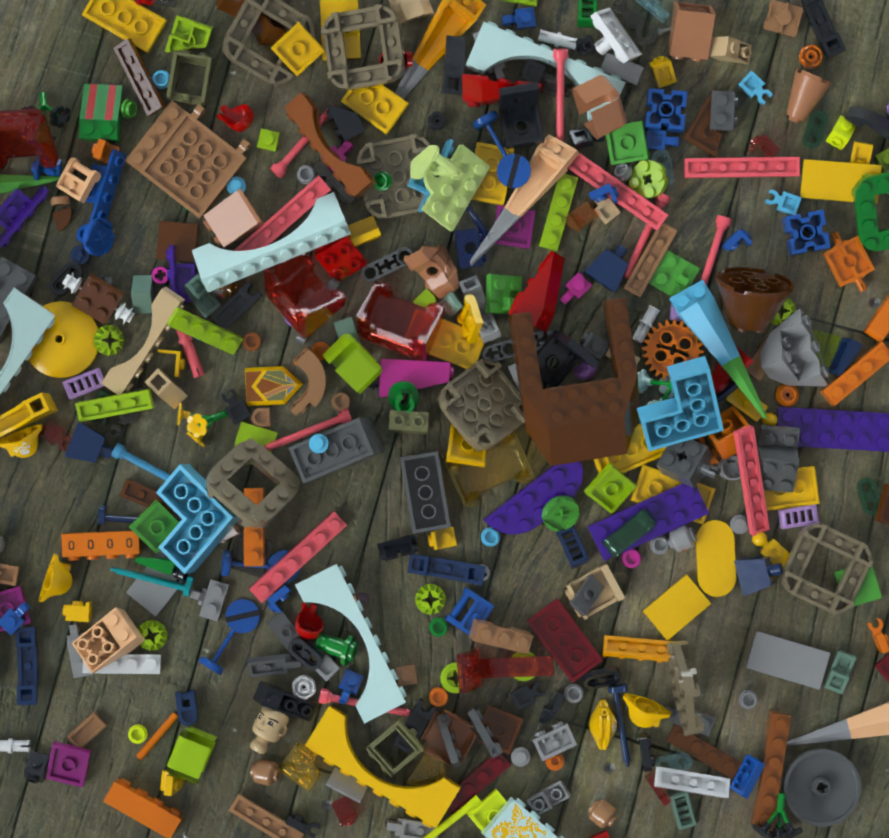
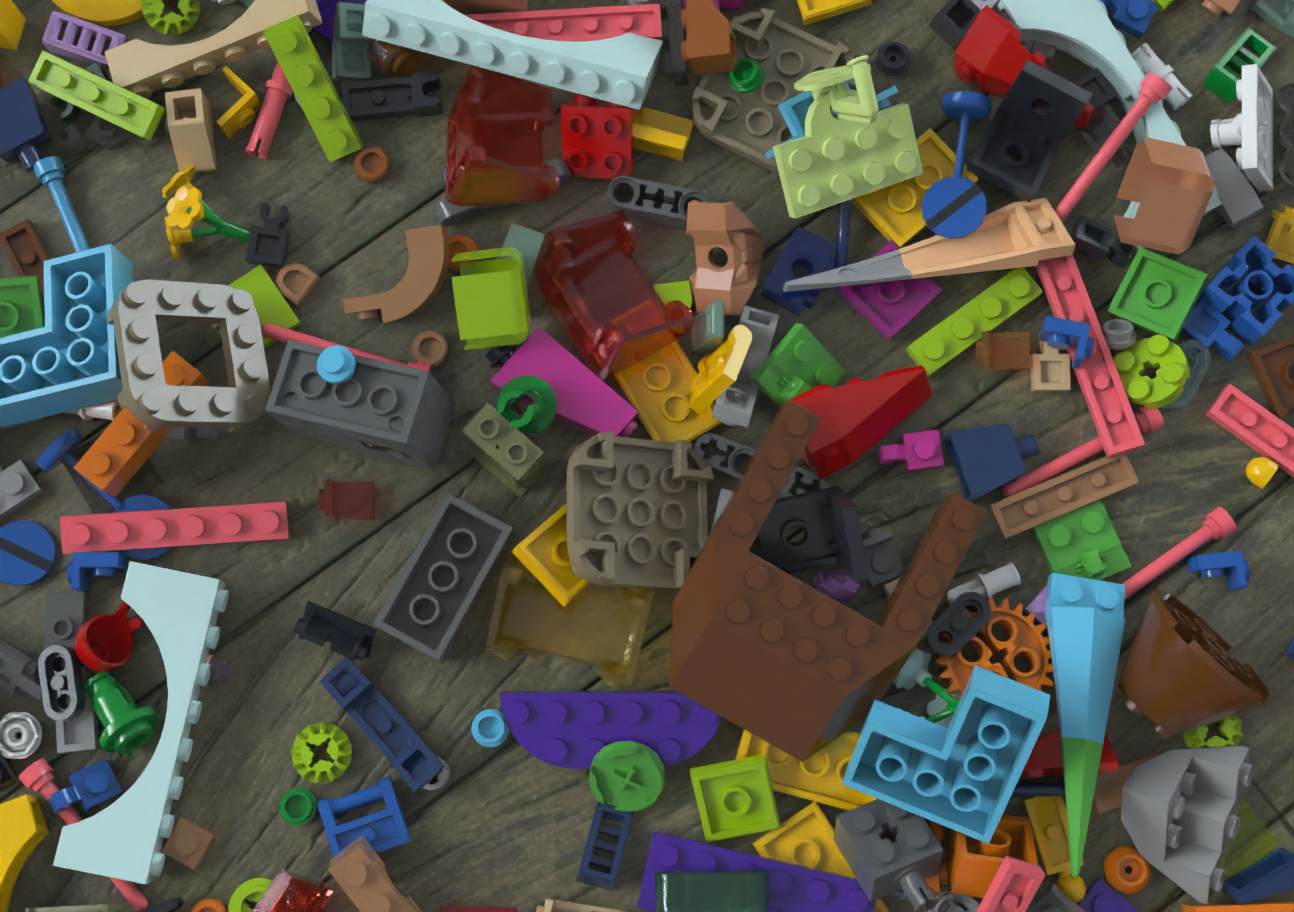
camera: 30 degrees right, 10 degrees down
(270, 385) = (345, 247): tile -> none
(358, 490) = (347, 500): none -> clear red bracket
(442, 538) = (415, 672): yellow bracket -> none
(580, 45) = (1188, 116): black plate -> none
(647, 350) = (956, 625): none -> black plate
(724, 185) = (1260, 471): none -> yellow hinge

